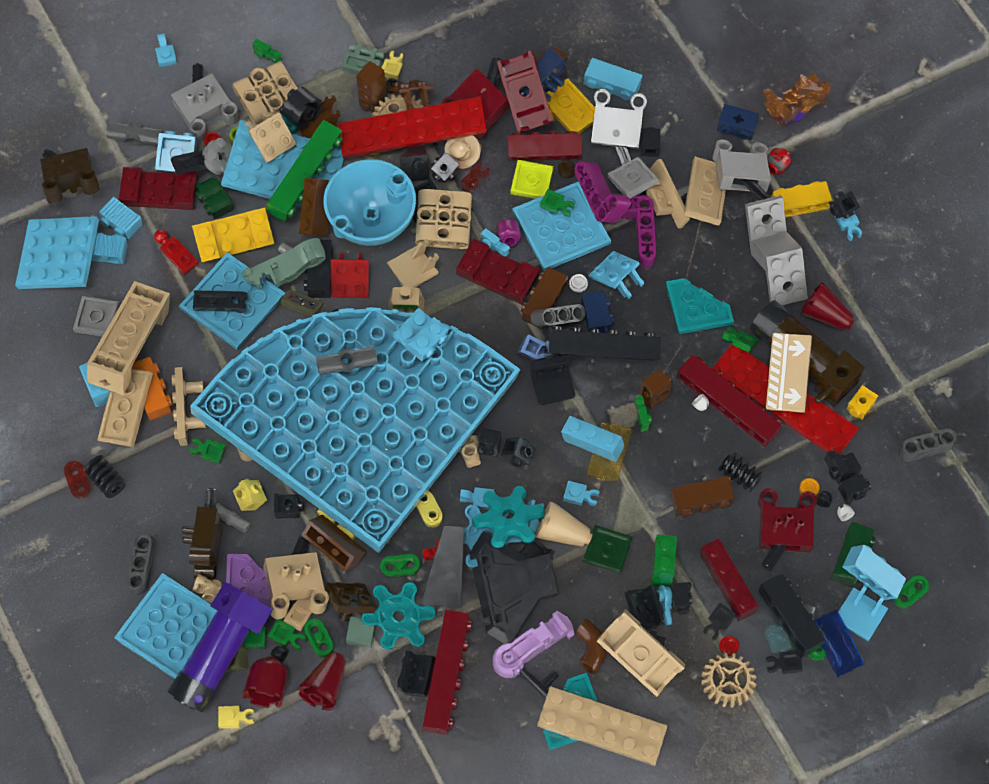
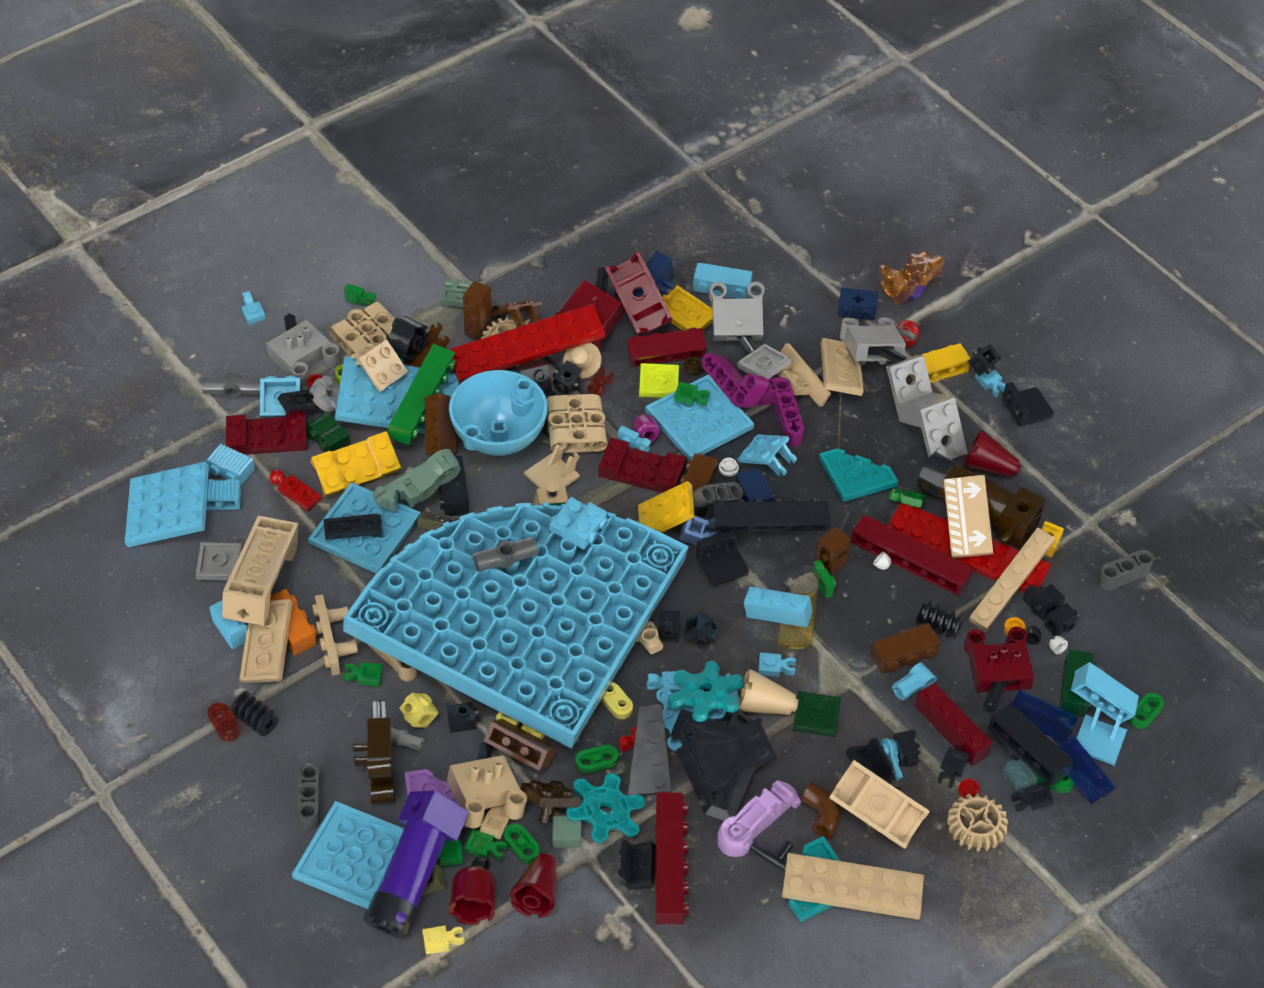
camera: 10 degrees left, 15 degrees down
(67, 173) = (168, 426): dark brown piece -> none
(207, 588) = (387, 809): tan plate -> none
(349, 277) = (487, 489): red plate -> none
(393, 66) = (496, 293): light yellow plate -> none
(509, 324) = (668, 508): none -> yellow plate
(650, 142) = (773, 331): black brick -> none
(663, 560) = (881, 710): green brick -> none
(707, 529) = (917, 679): none -> medium azure piece
(813, 583) = (1048, 718): none -> clear blue piece
(817, 440) = (1011, 579): none -> tan plate
(876, 255) = (1026, 405): none -> black bracket

